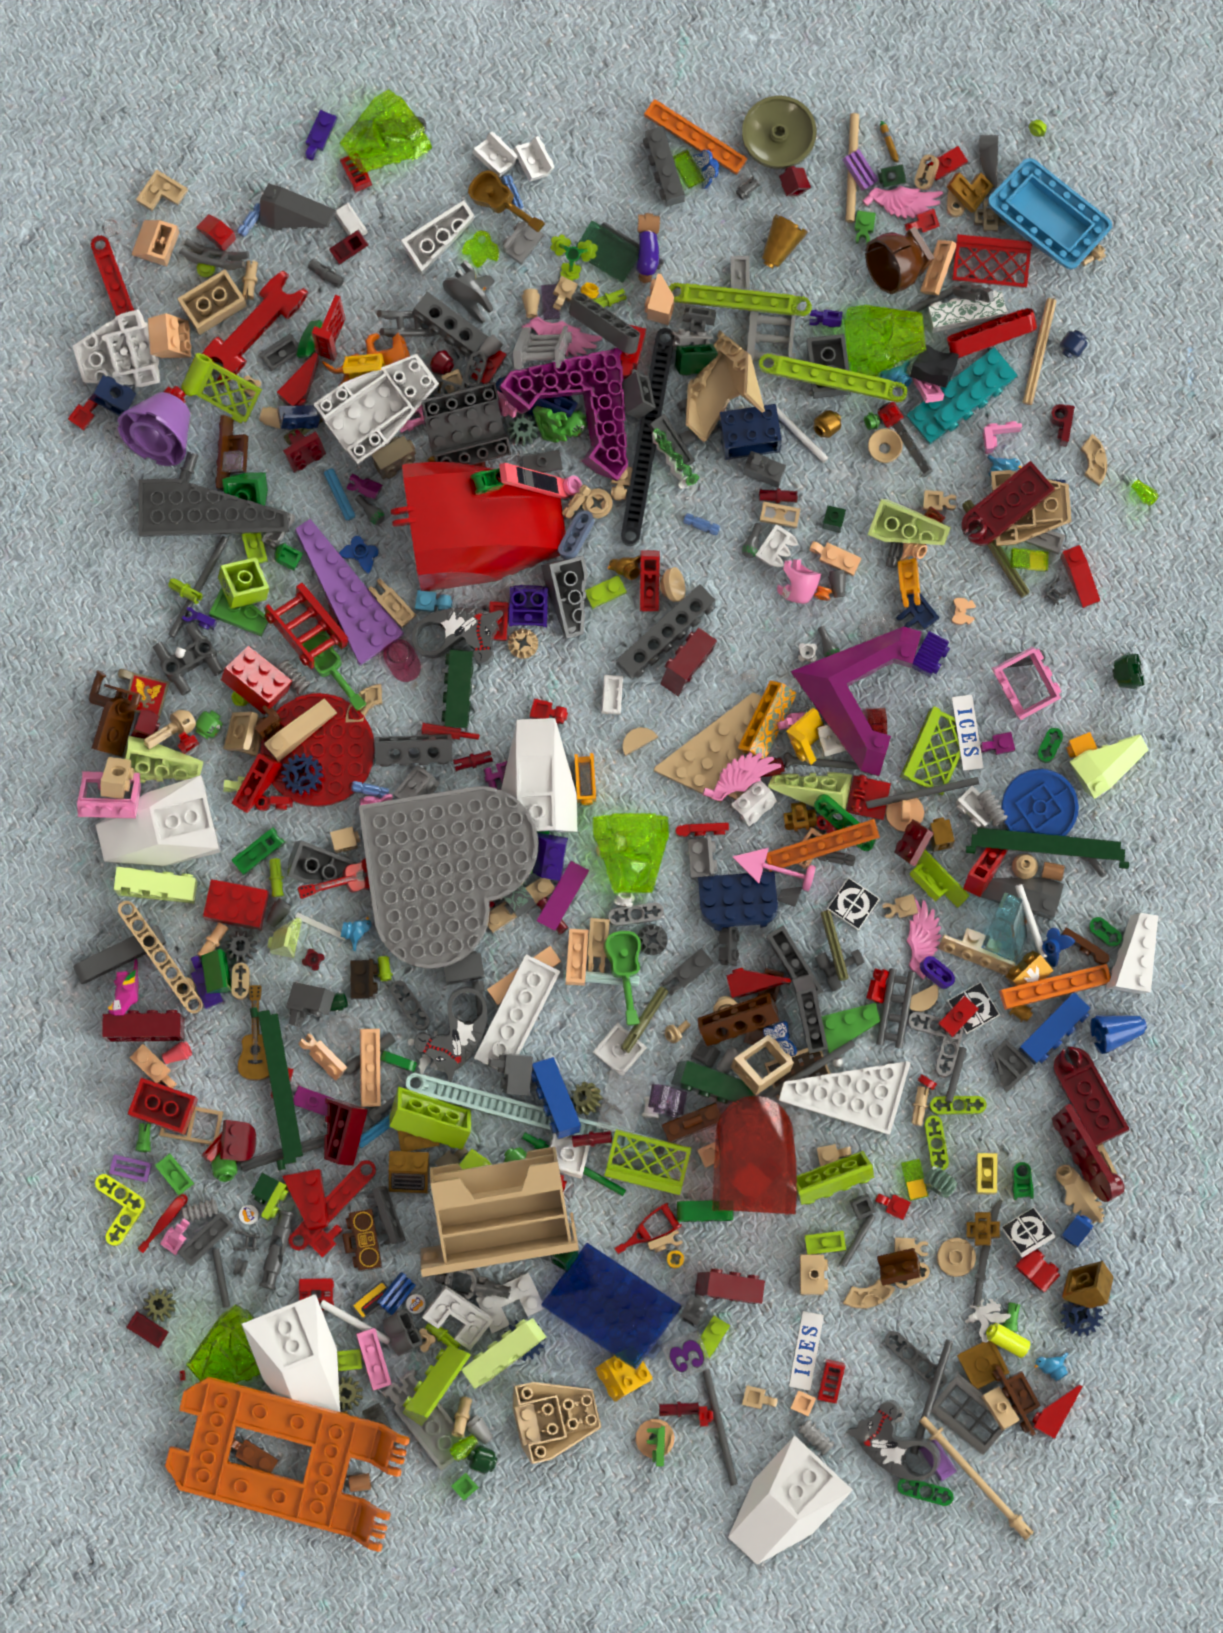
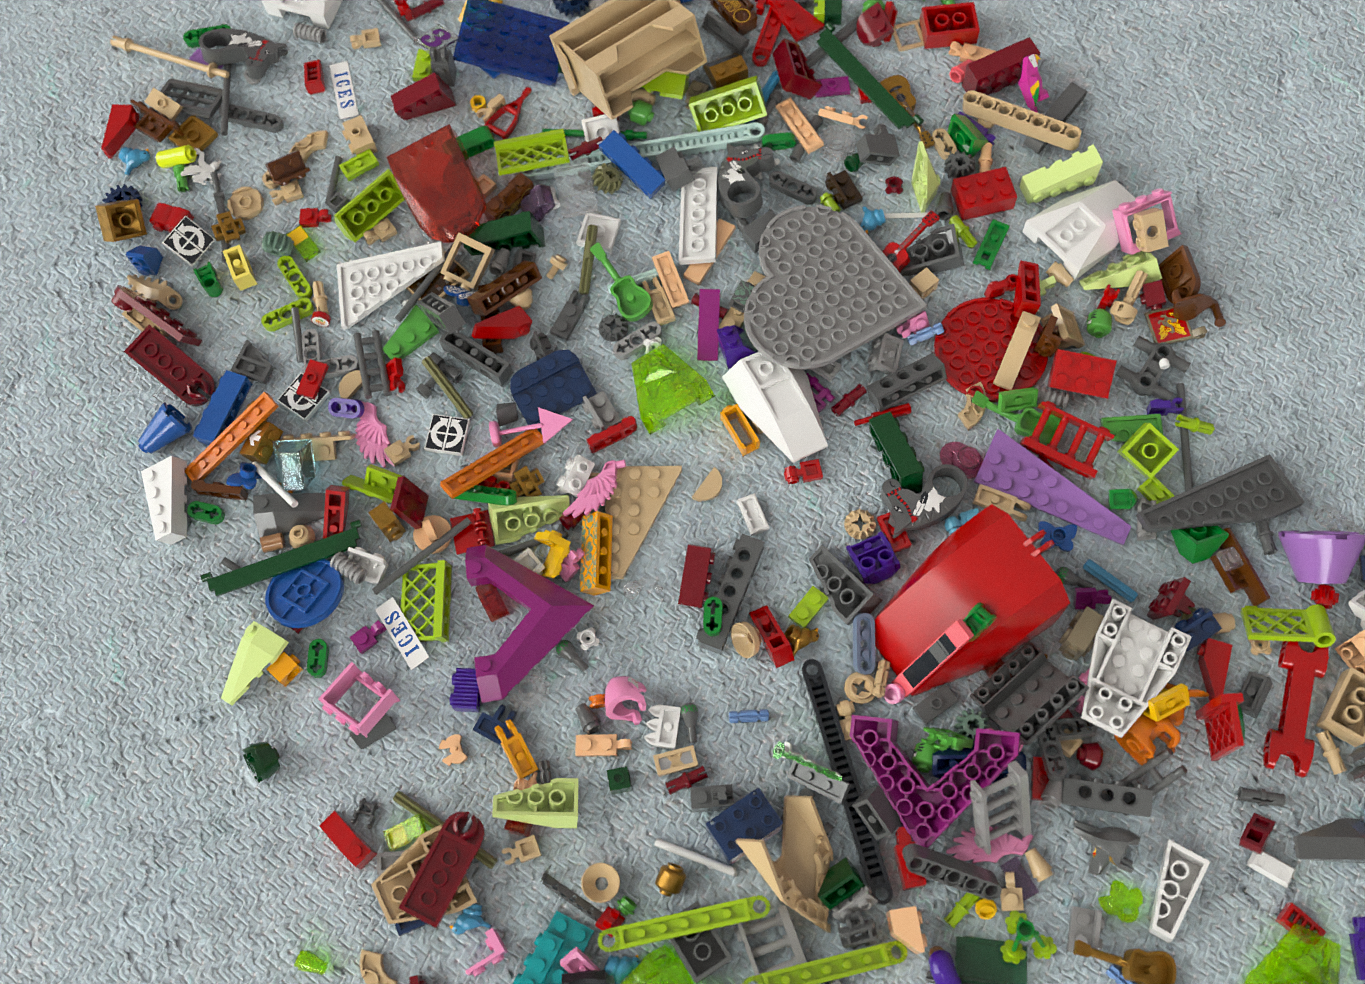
camera: 160 degrees right, 10 degrees down
(214, 791) = (1060, 274): none -> tan cone
(298, 782) = (984, 318): dark blue gear -> none
(325, 683) = (1017, 399): none -> bright green plate
(696, 615) = (708, 616): none -> green beam
(803, 1403) = (329, 50): light nougat plate -> none

